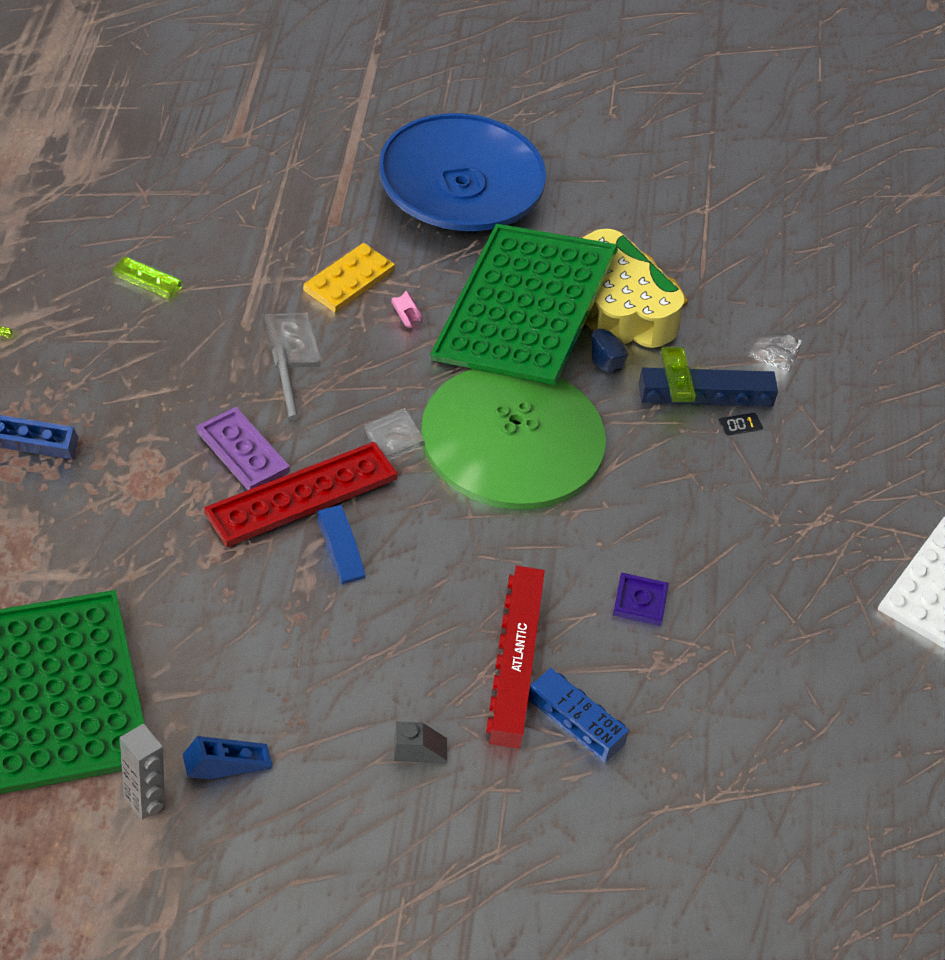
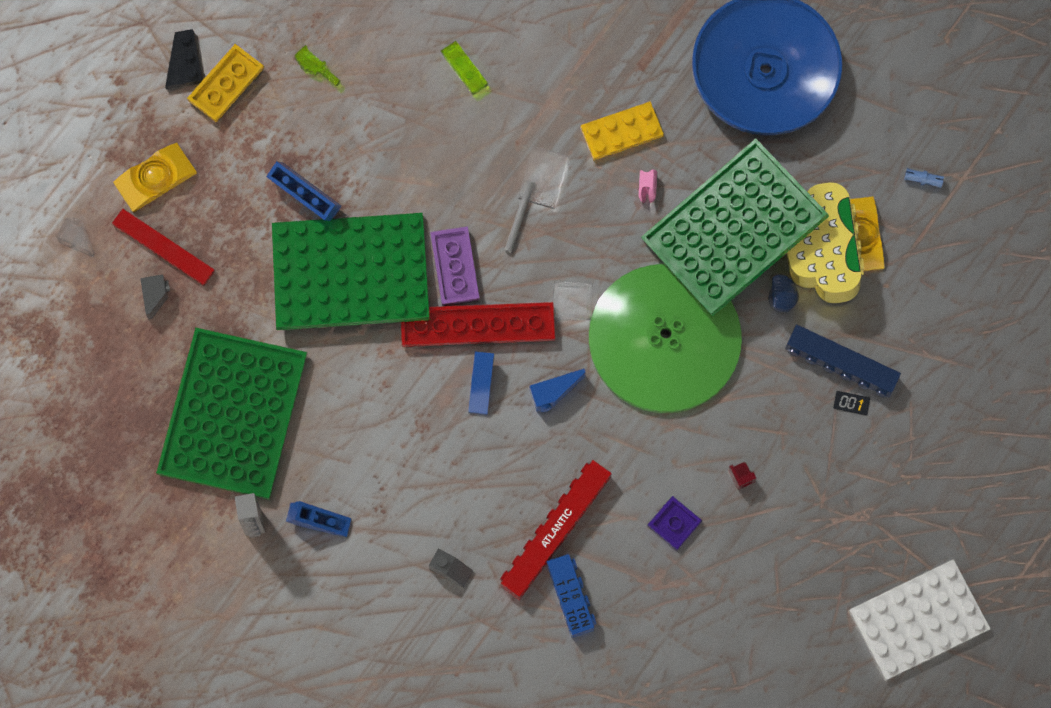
camera: 35 degrees right, 25 degrees up
(122, 496) = (350, 271): none -> green plate
(423, 525) = (550, 392): none -> blue slope
(672, 218) = (924, 177): none -> medium blue pin
(678, 374) = (819, 344): clear neon green tile -> none
(680, 528) = (741, 475): none -> dark red panel
(777, 350) = (922, 349): clear slope -> none

